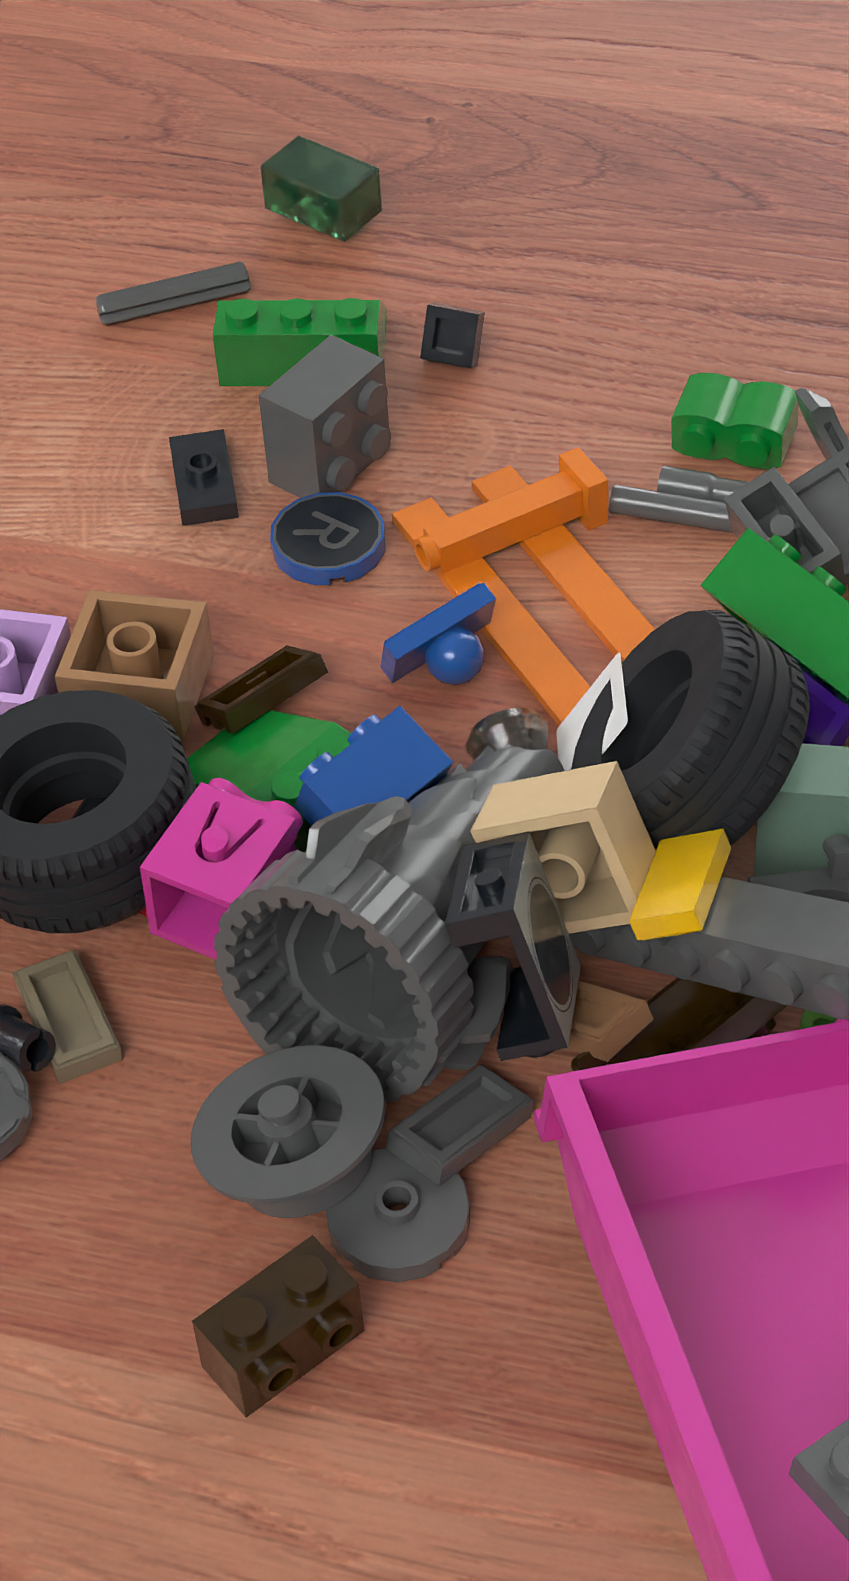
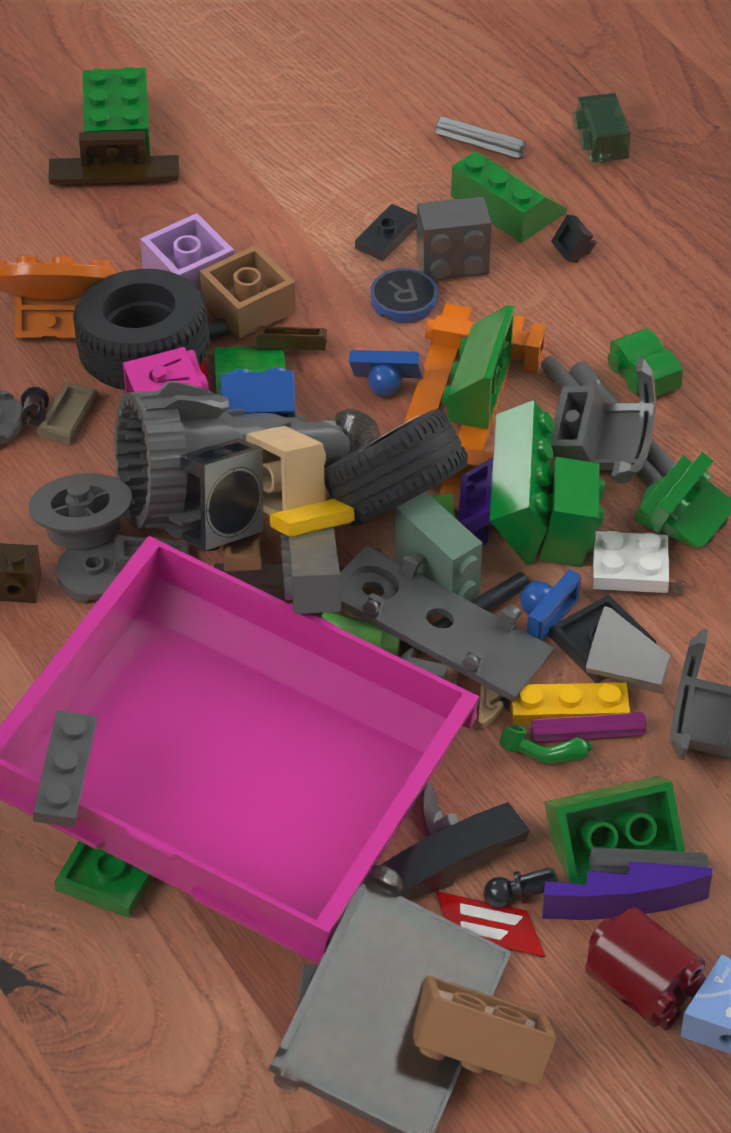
camera: 40 degrees right, 0 degrees up
(581, 547) = (481, 370): none -> green slope

